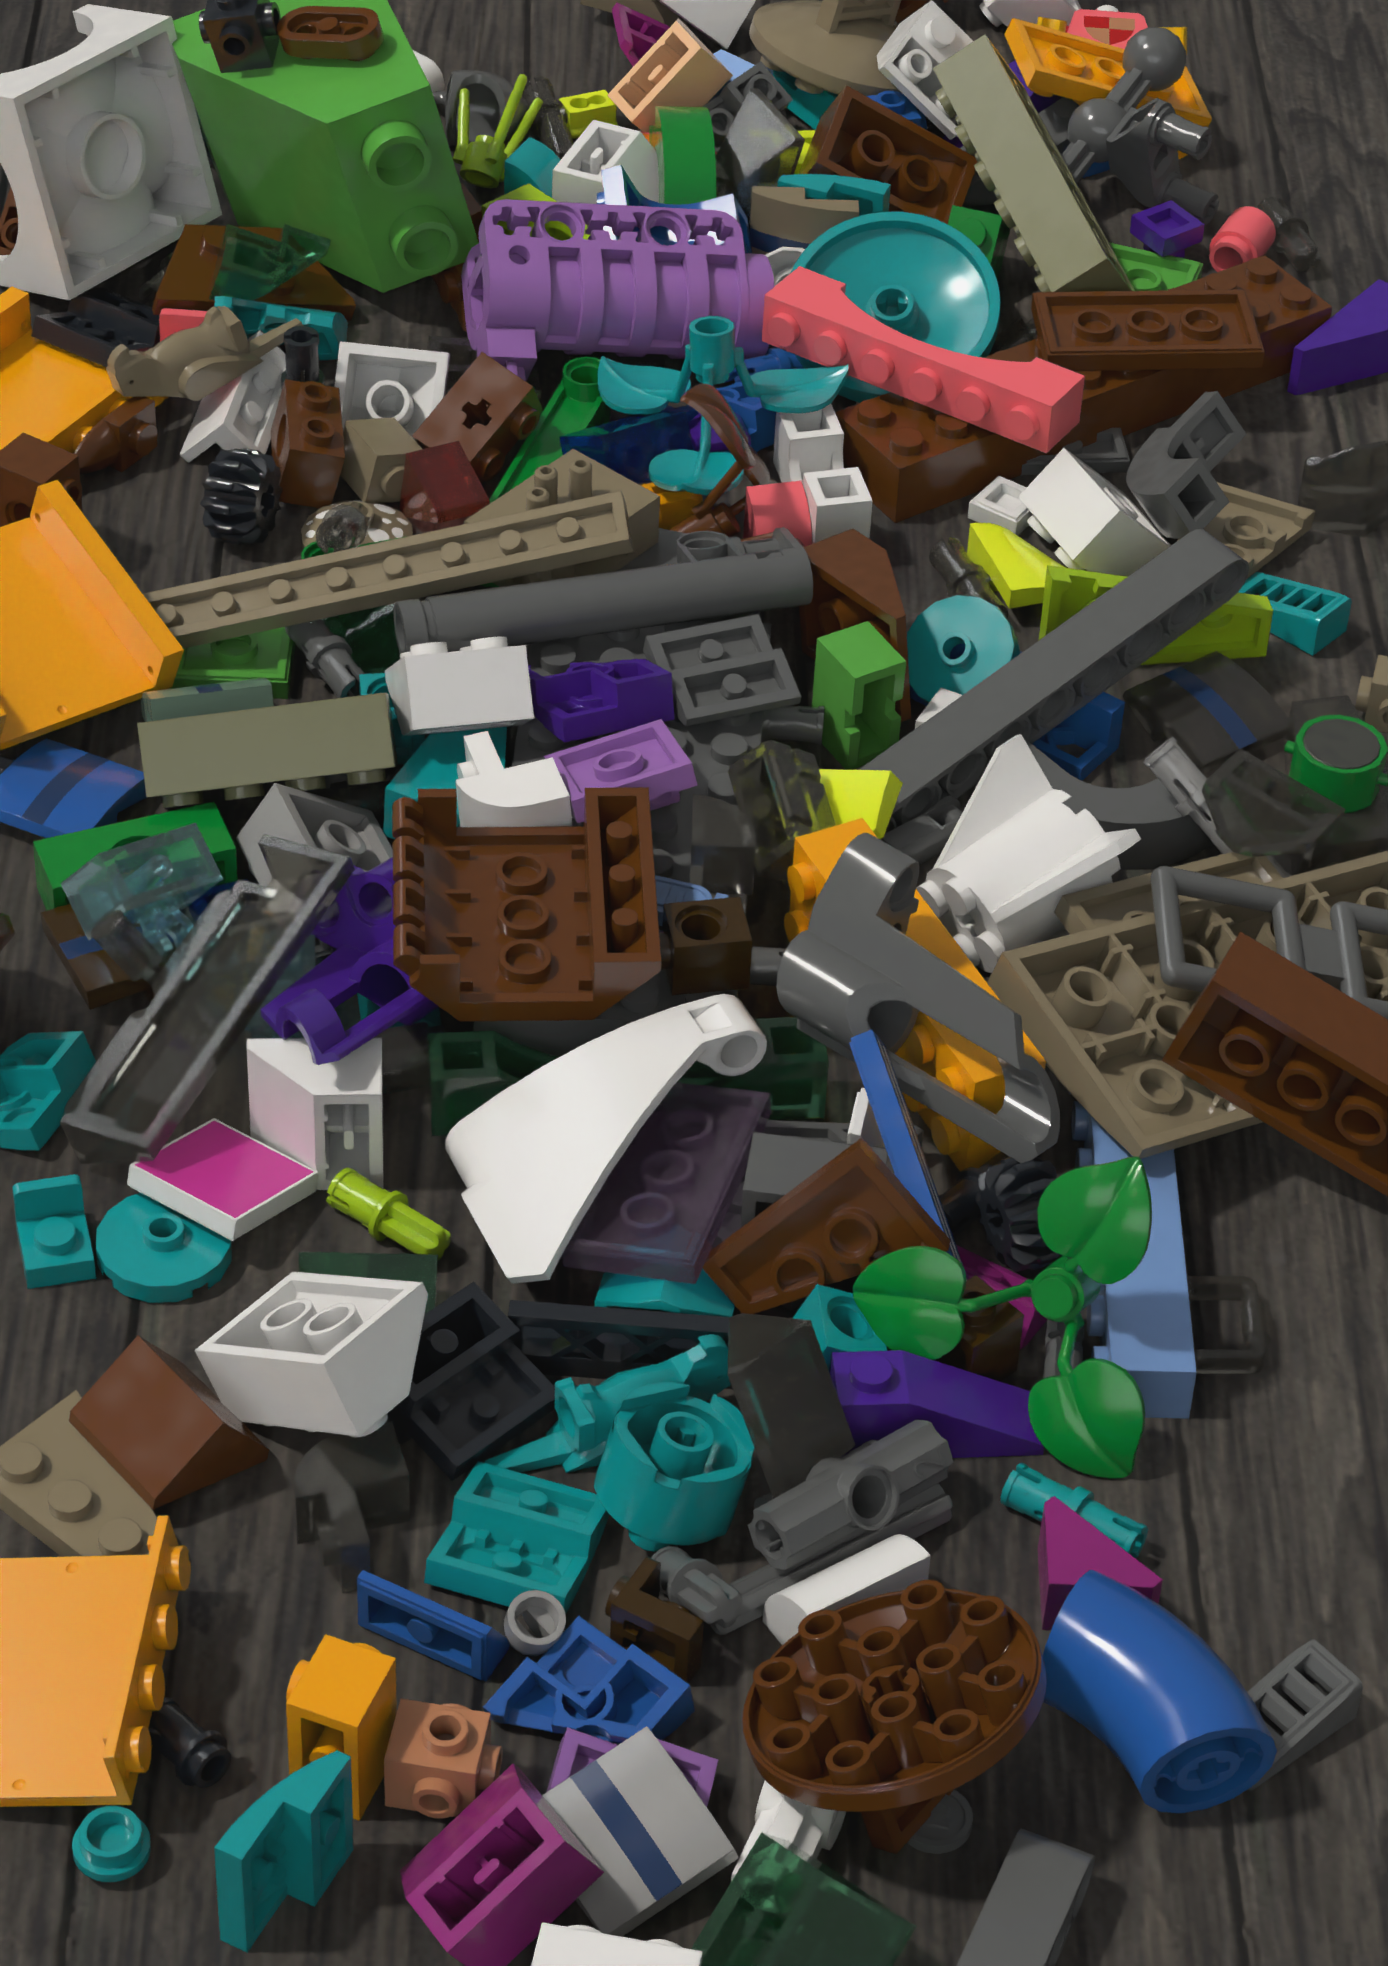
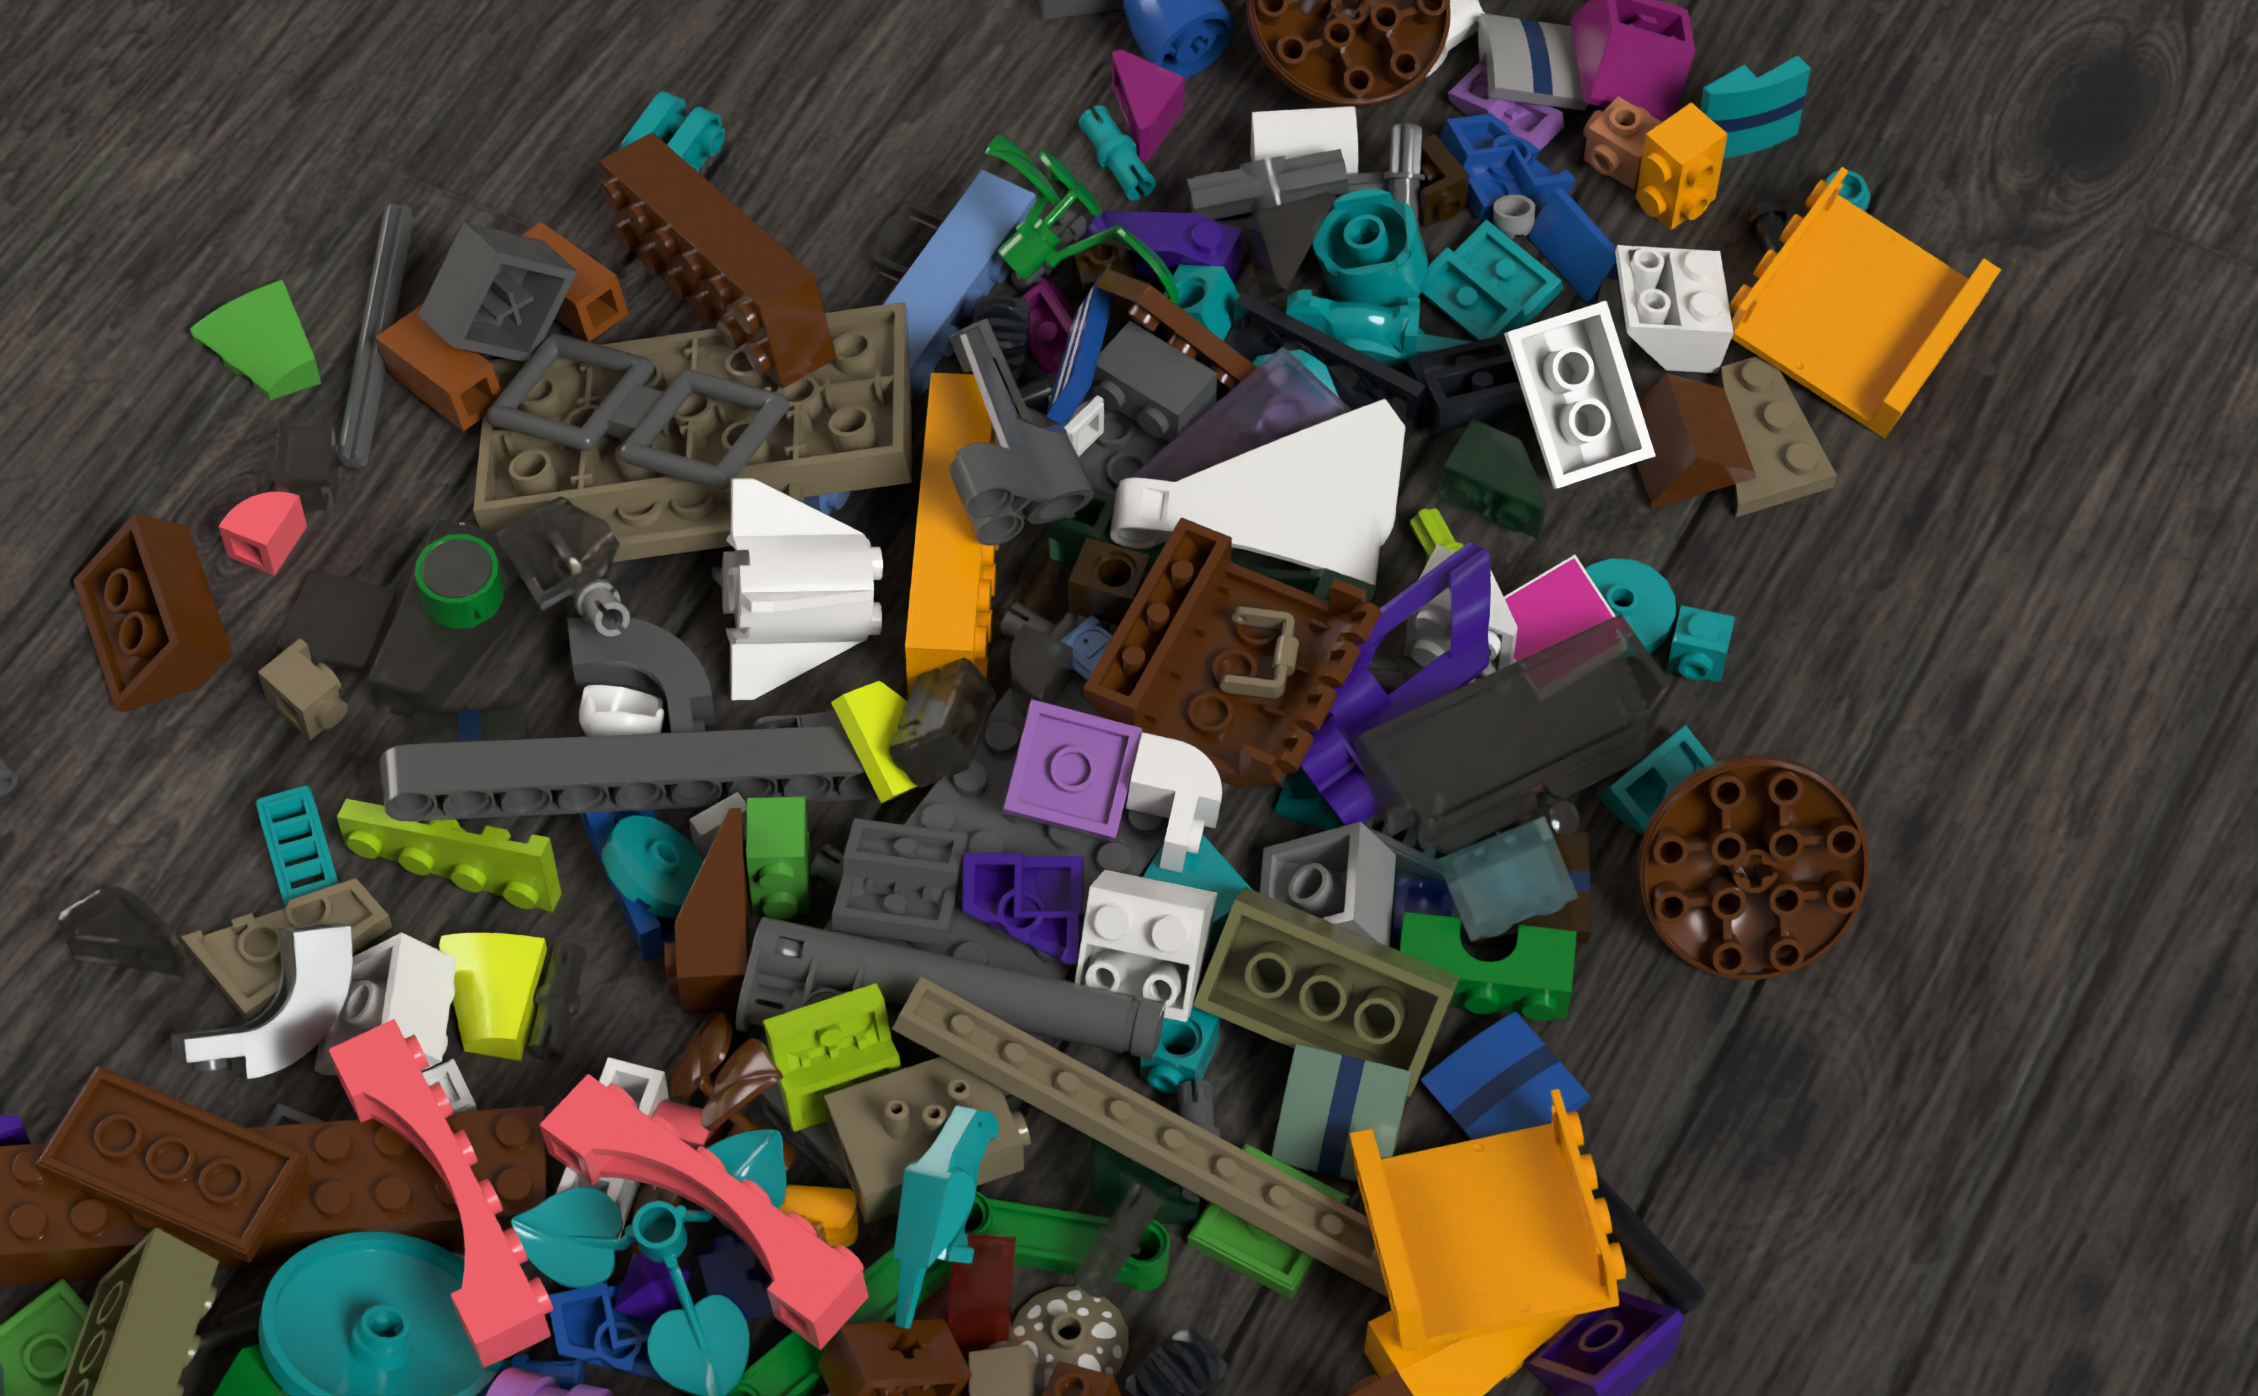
camera: 150 degrees left, 15 degrees up
(267, 1549) = (1676, 305): none -> white slope
(479, 931) = (1284, 655): none -> dark tan piece
(500, 459) = (937, 1202): none -> teal animal
(586, 380) = (605, 1135): none -> coral arch
(677, 516) = (830, 1050): none -> lime slope
(1104, 754) = (619, 711): none -> white hair

